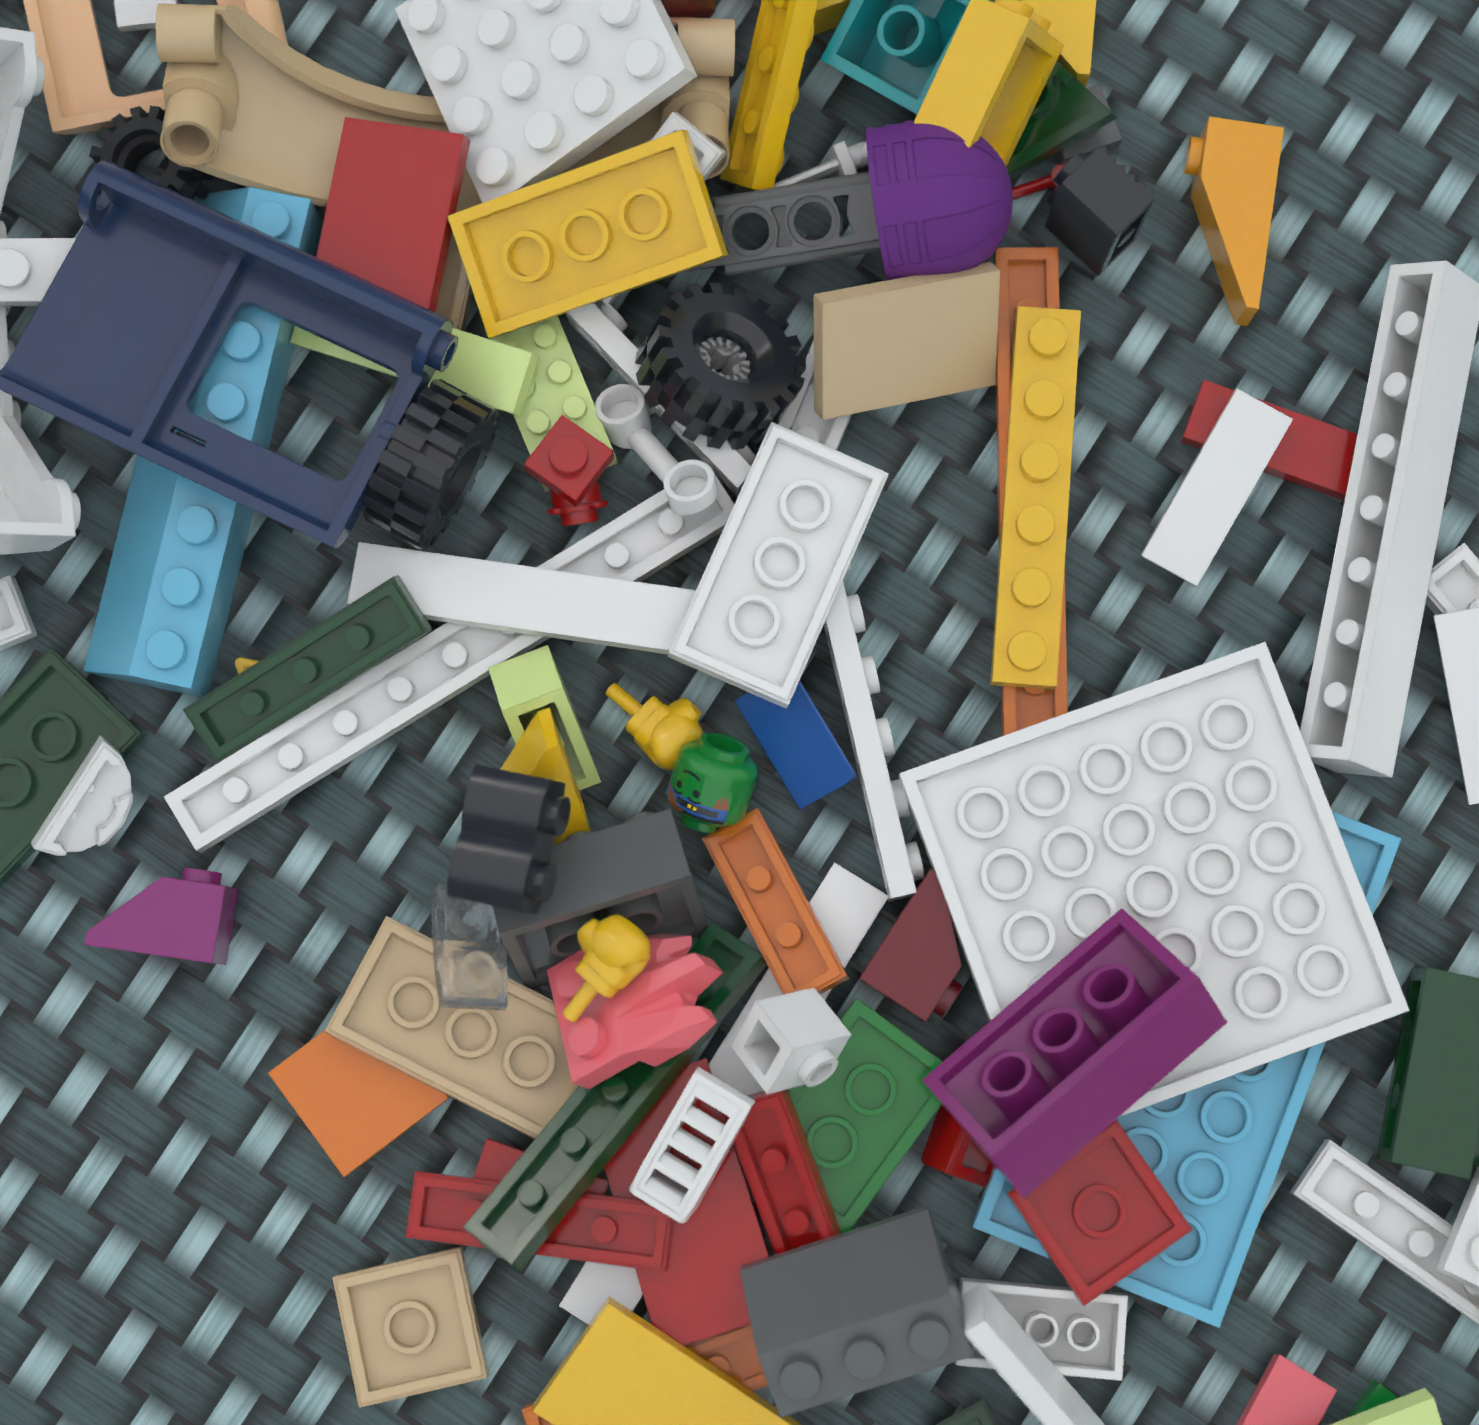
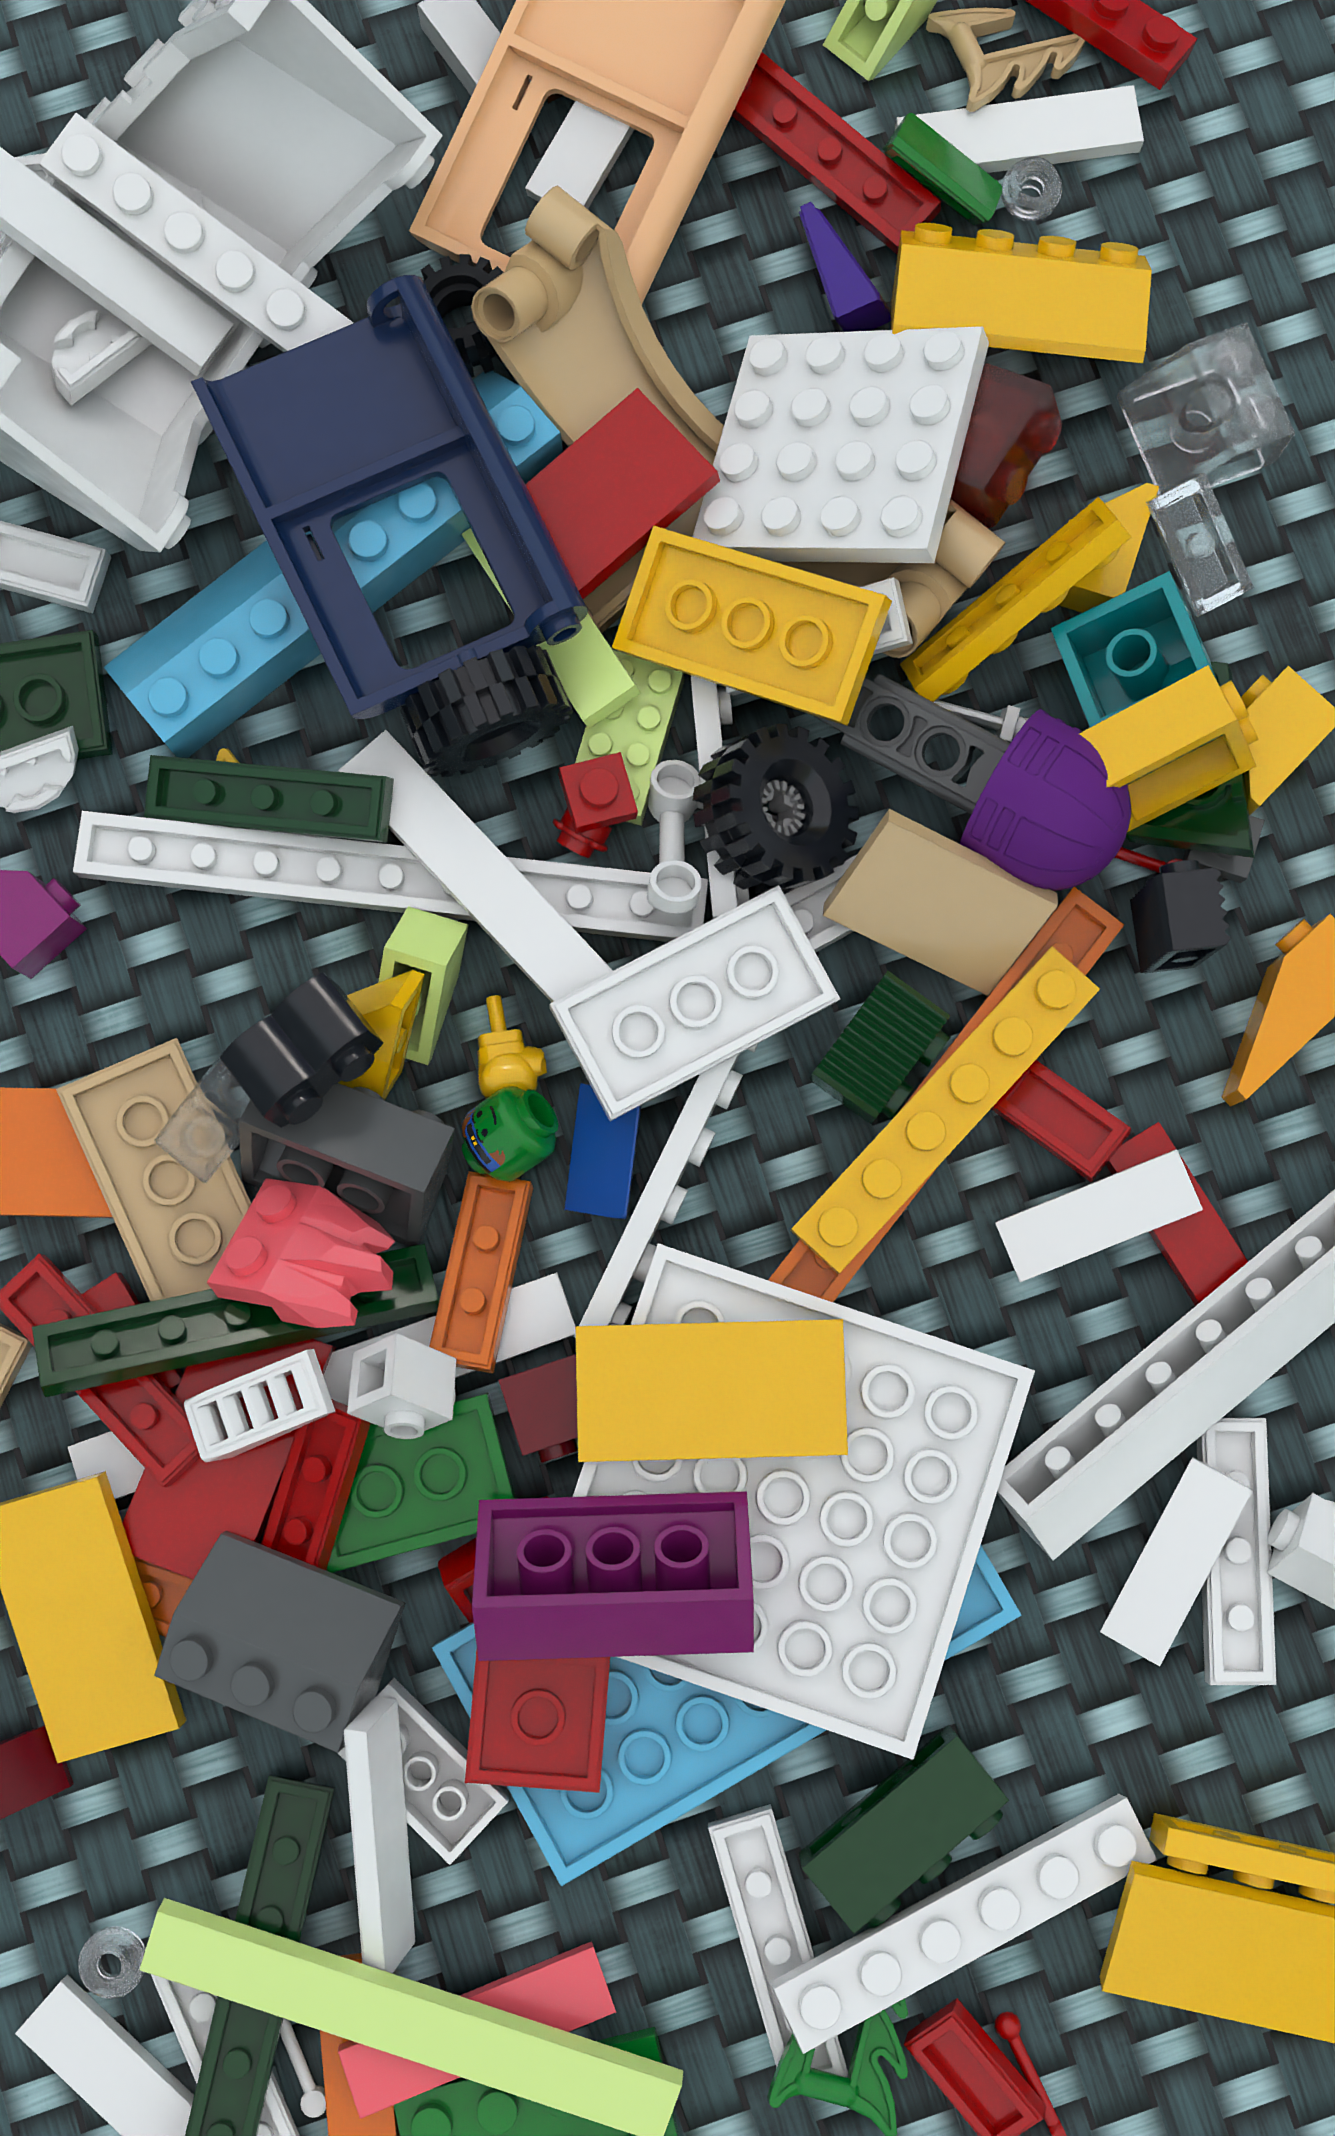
camera: 35 degrees right, 0 degrees up
(612, 959) = (314, 1210): yellow piece -> none
(948, 489) = (881, 1048): none -> dark green brick
(1032, 852) = (711, 1390): none -> yellow tile
(1131, 436) = (1062, 1120): none -> red tile

